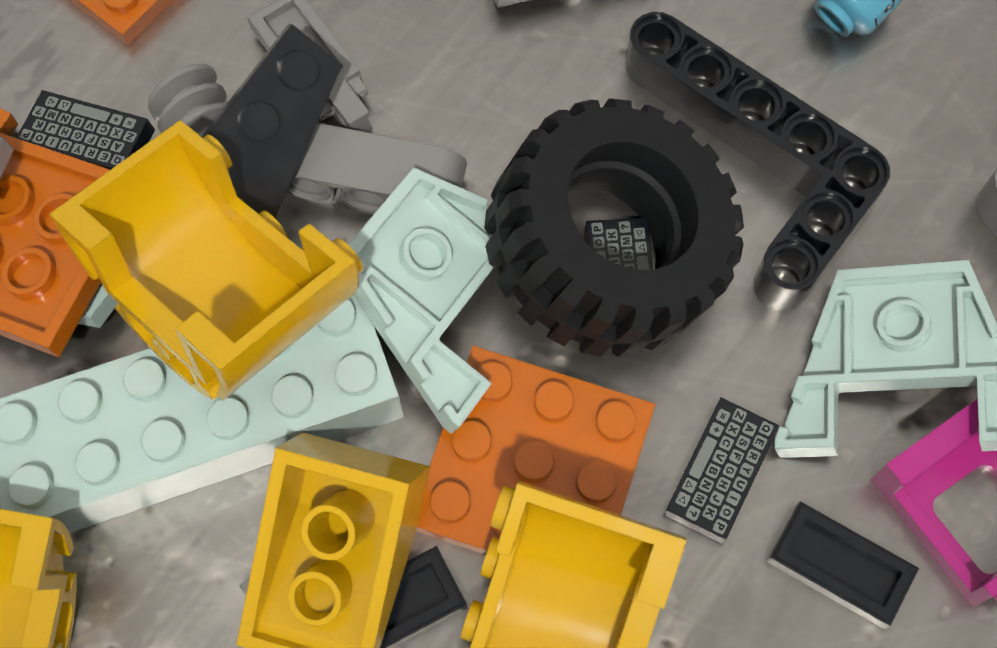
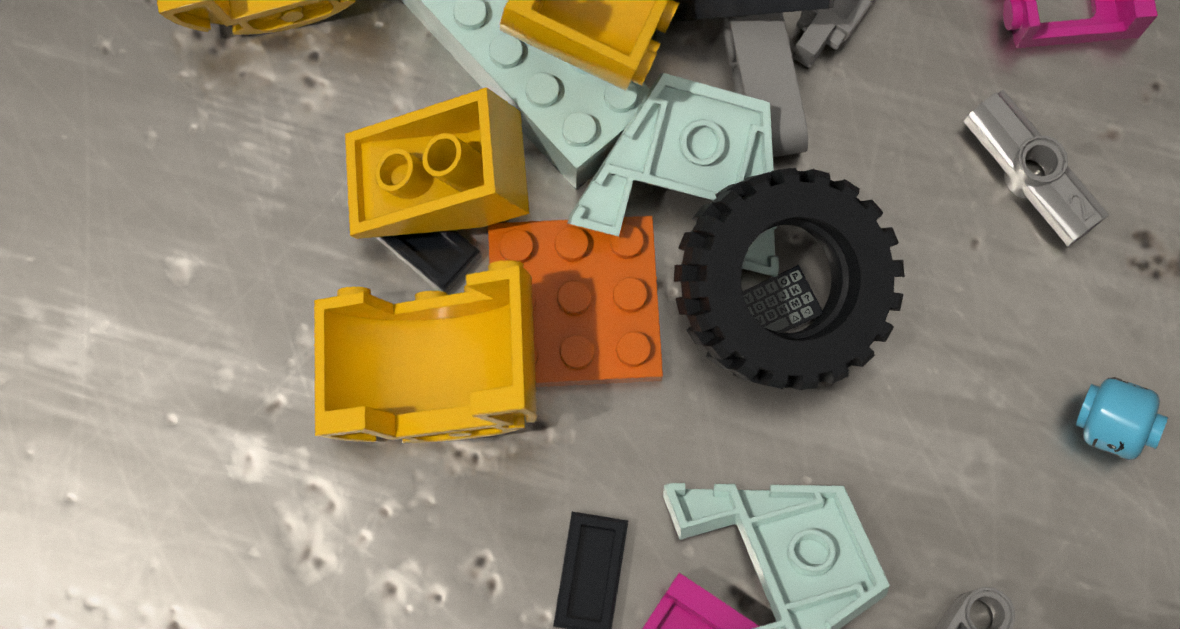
camera: 65 degrees right, 5 degrees up
(721, 470) = (630, 450): tile -> none
(767, 144) = (937, 390): black beam -> none

